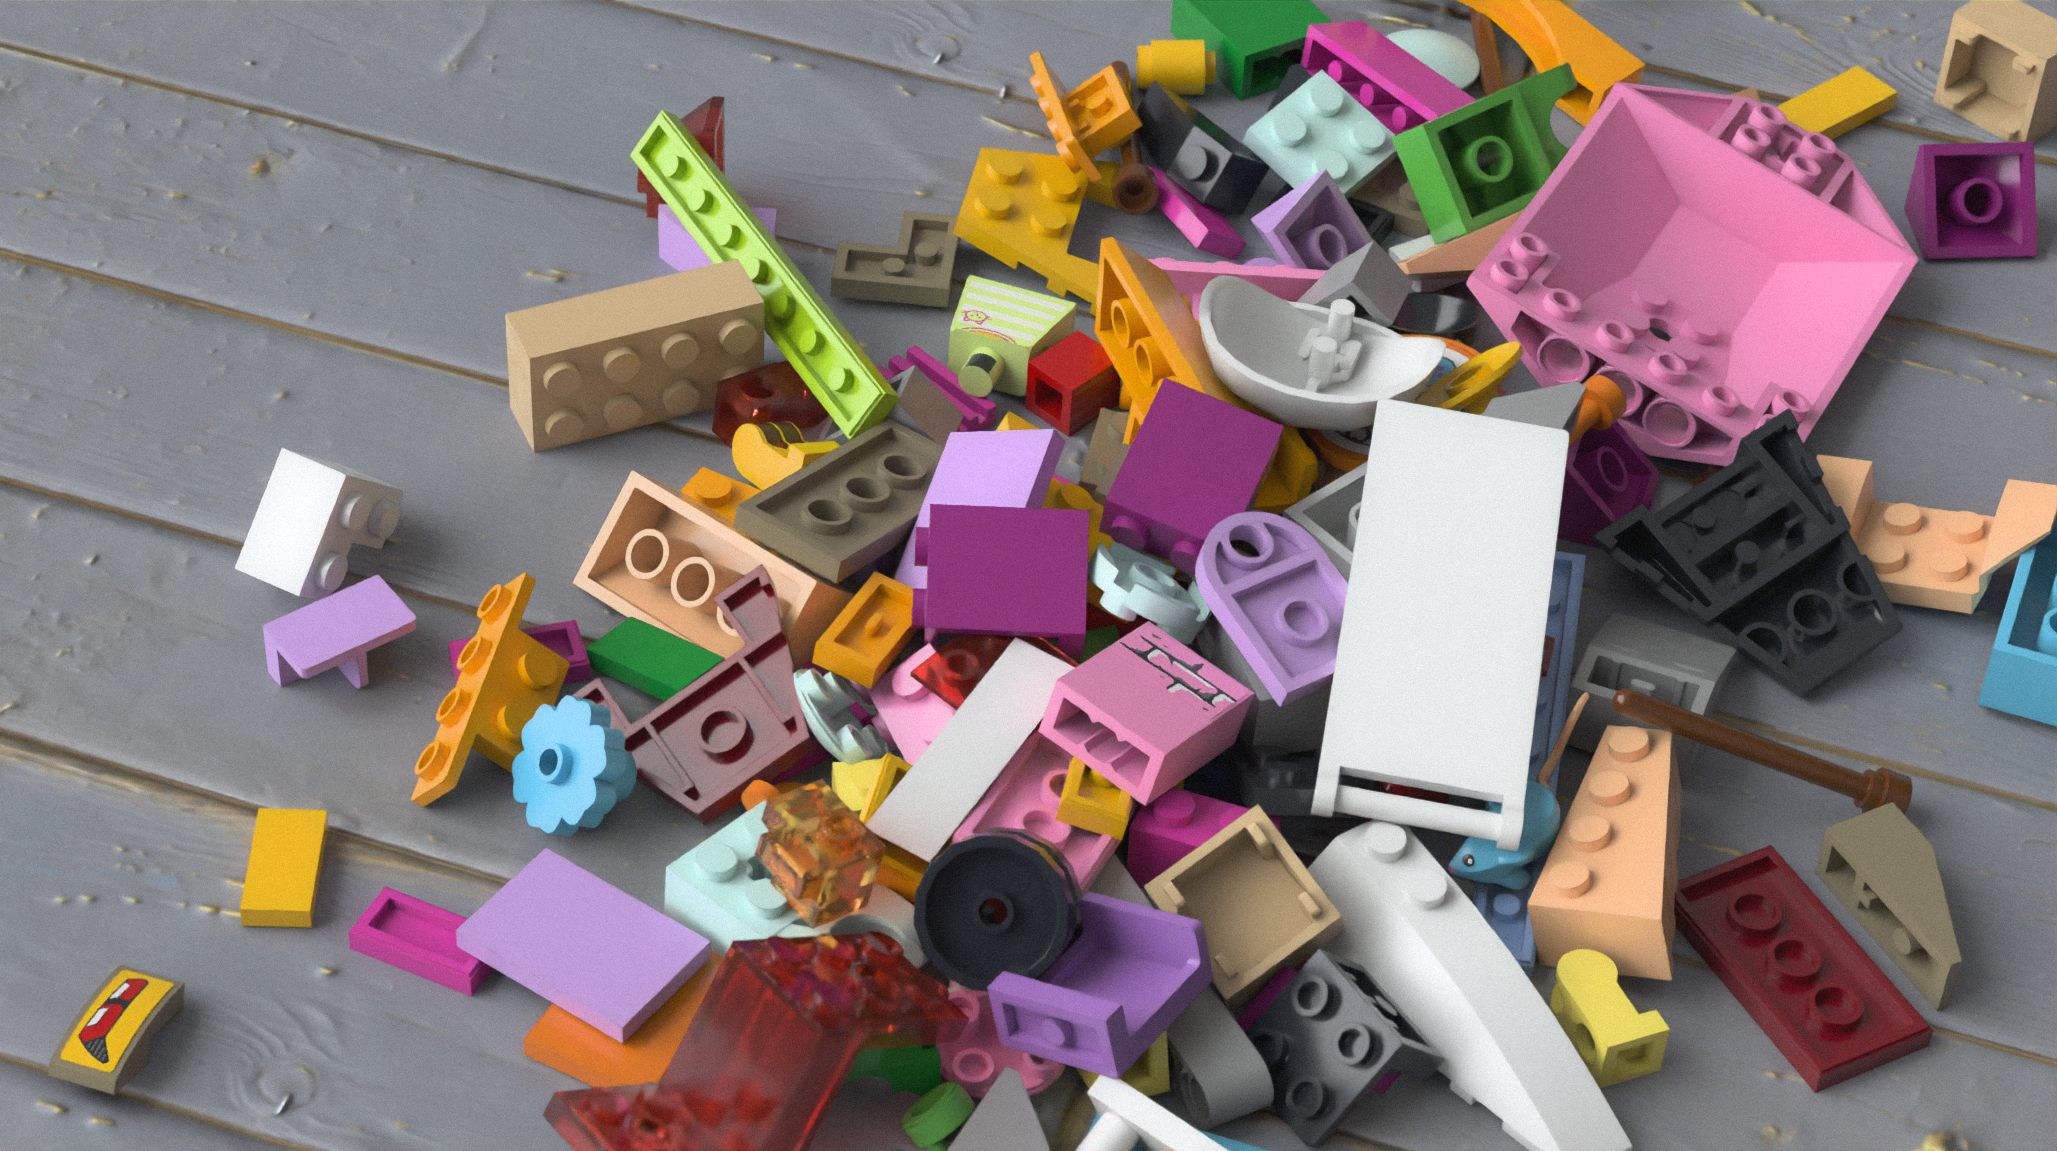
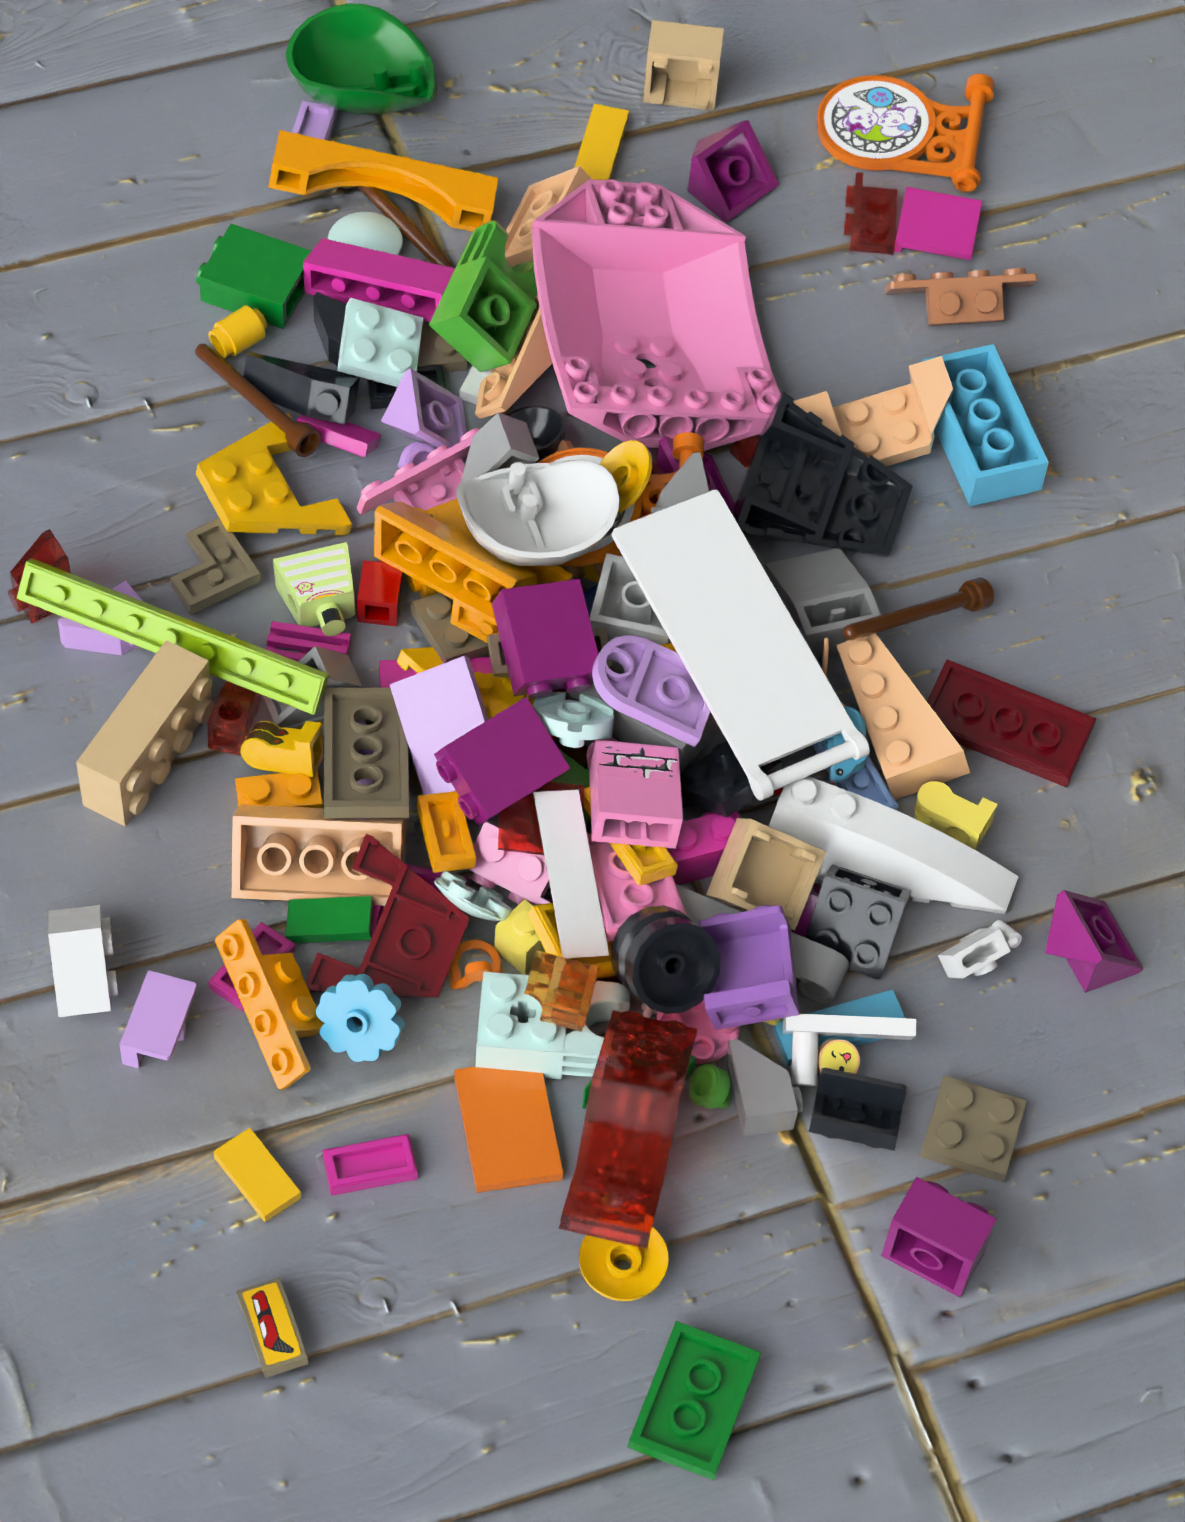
camera: 40 degrees left, 15 degrees up
(584, 944) = (459, 1114): lavender tile -> none
(1087, 118) = (234, 397): light orange bracket -> none
(1894, 890) = (1027, 651): dark tan slope -> none

